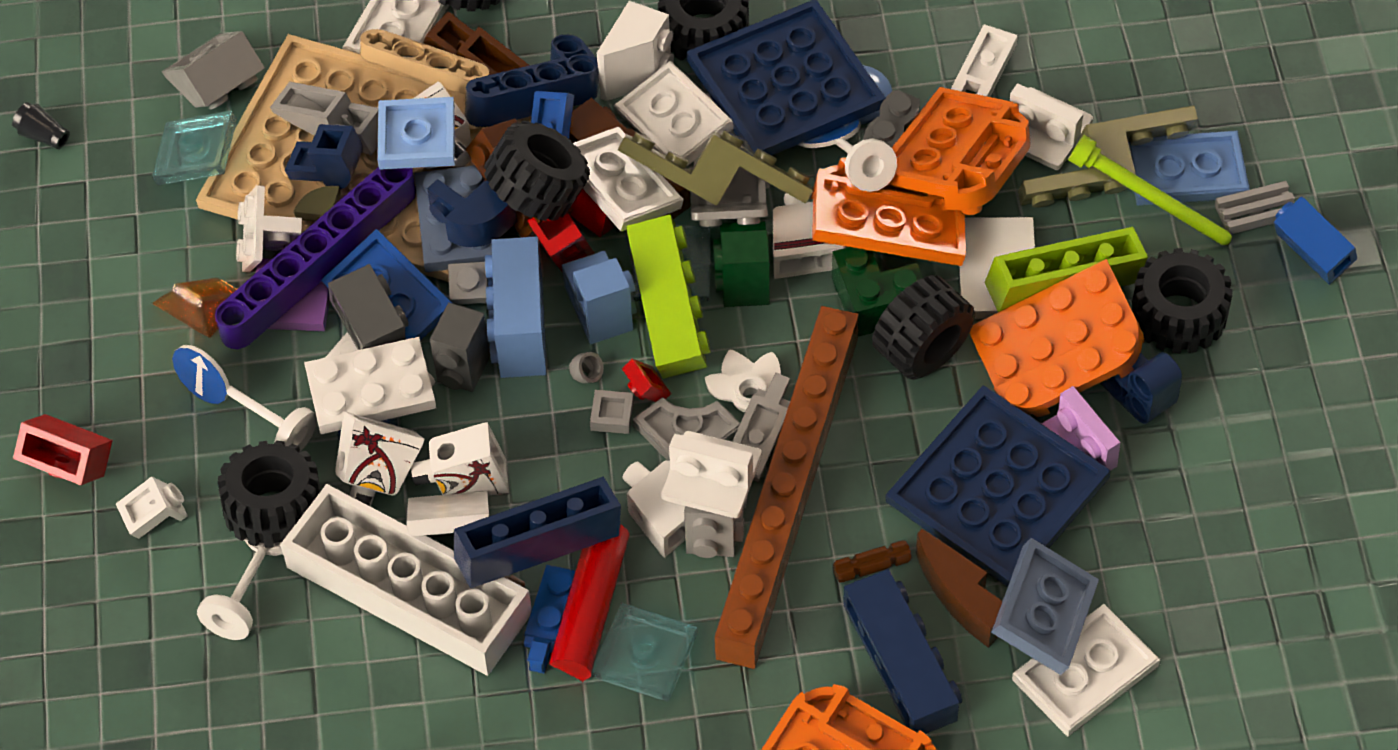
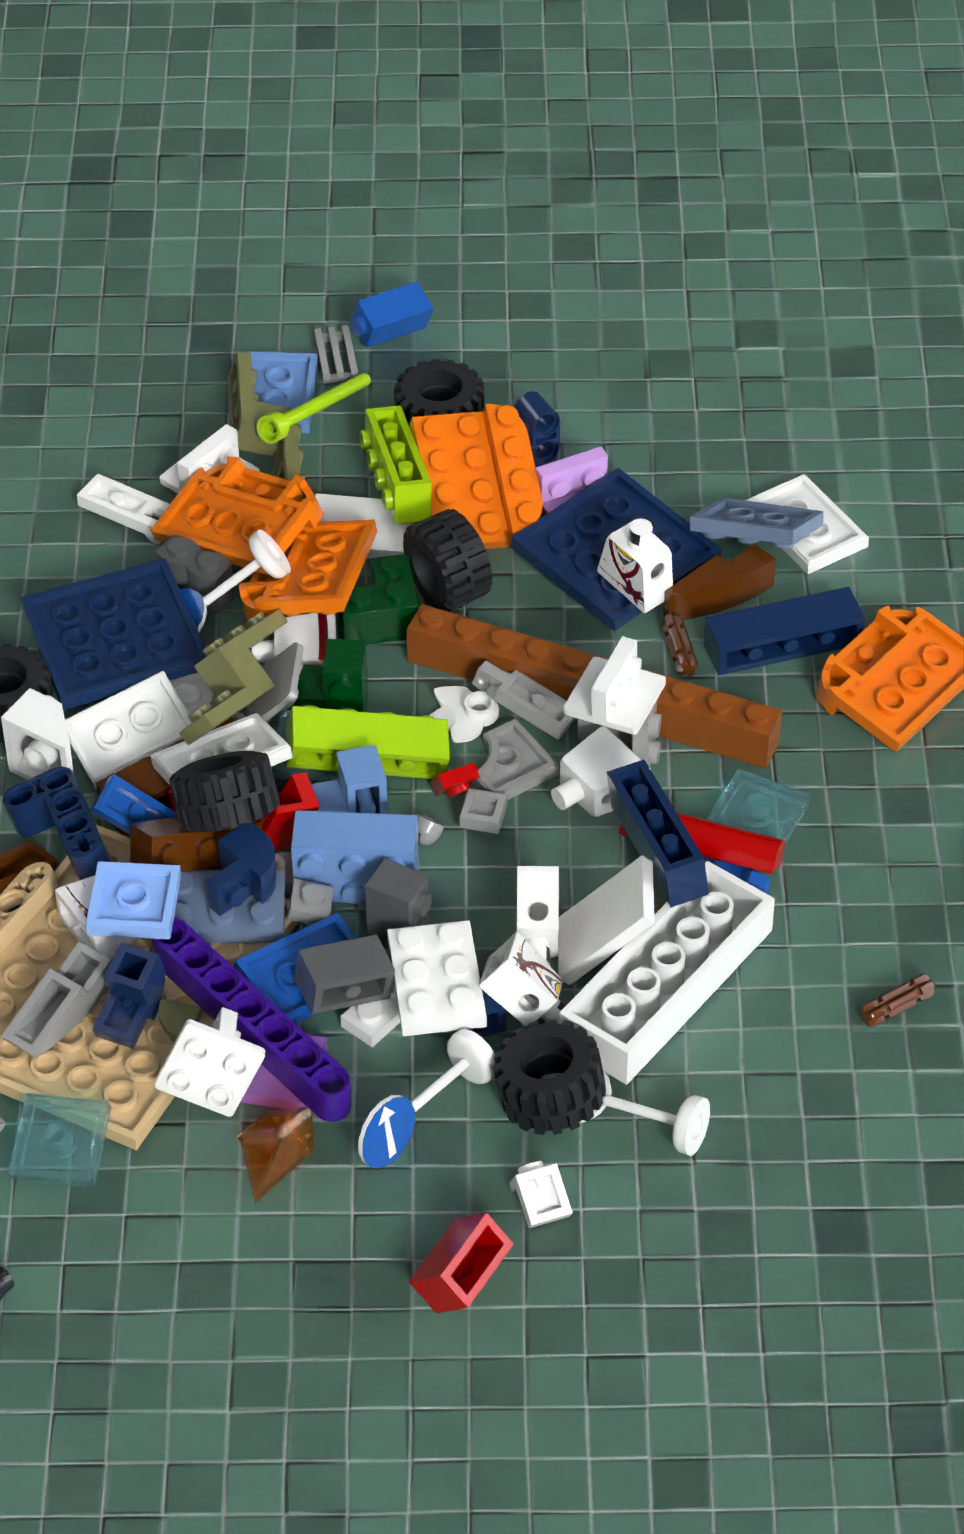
camera: 85 degrees left, 10 degrees down
(945, 488) = (637, 564): none -> white torso

